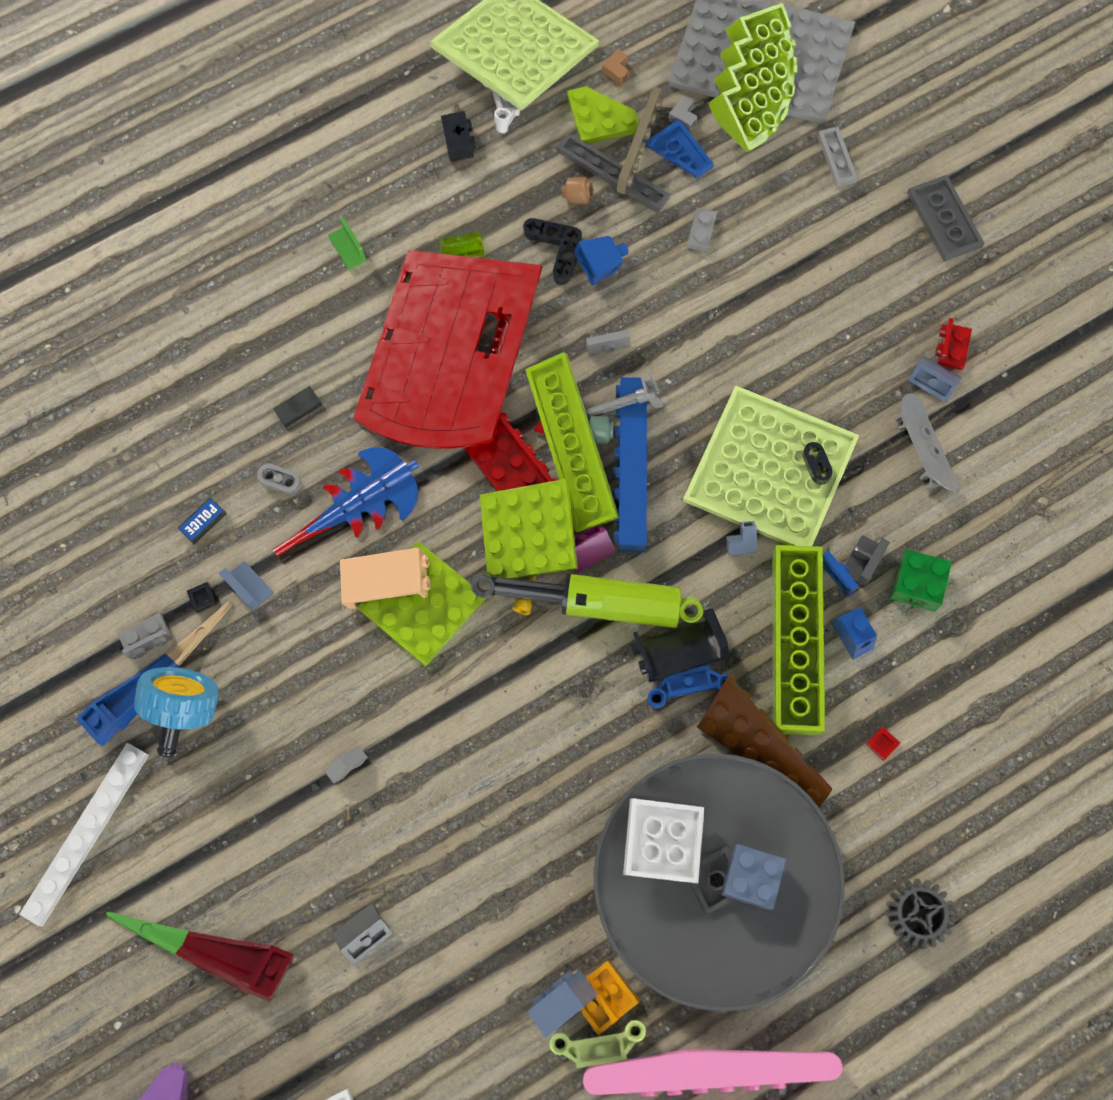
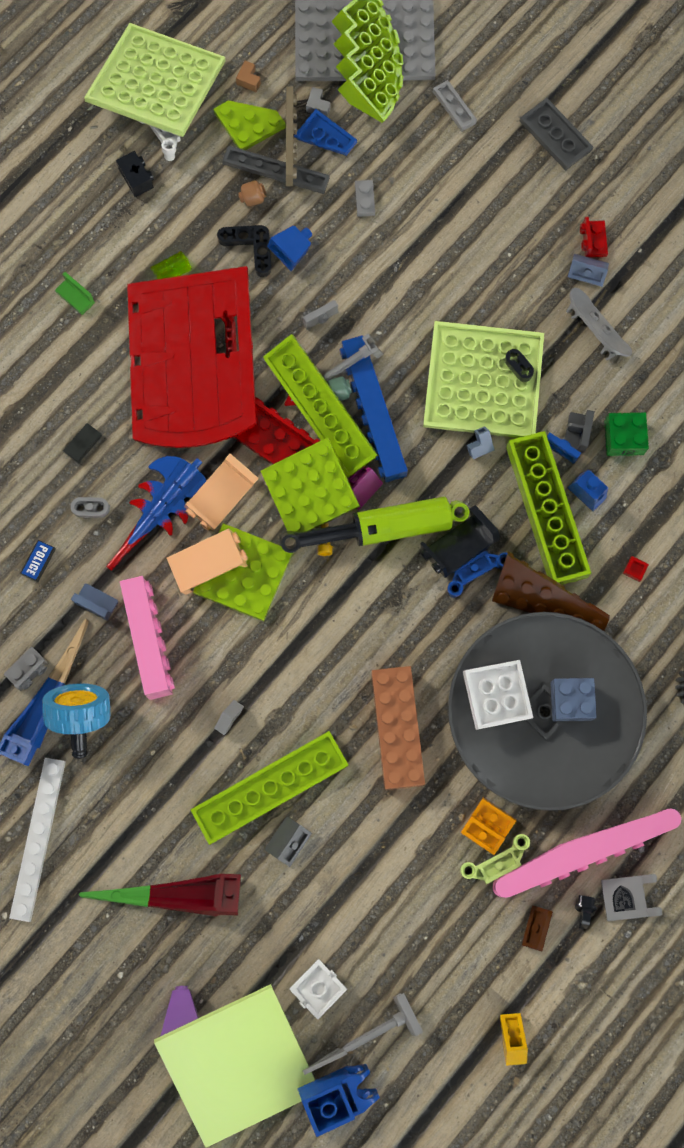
camera: 25 degrees left, 5 degrees up
(201, 597) = (61, 623): black tile -> none
(285, 643) = (146, 638): none -> bright pink brick
(363, 862) = (269, 788): none -> lime plate
(427, 507) = (220, 493): none -> light nougat panel
(534, 842) = (397, 728): none -> nougat brick
(561, 1002) = (461, 840): sand blue brick -> none

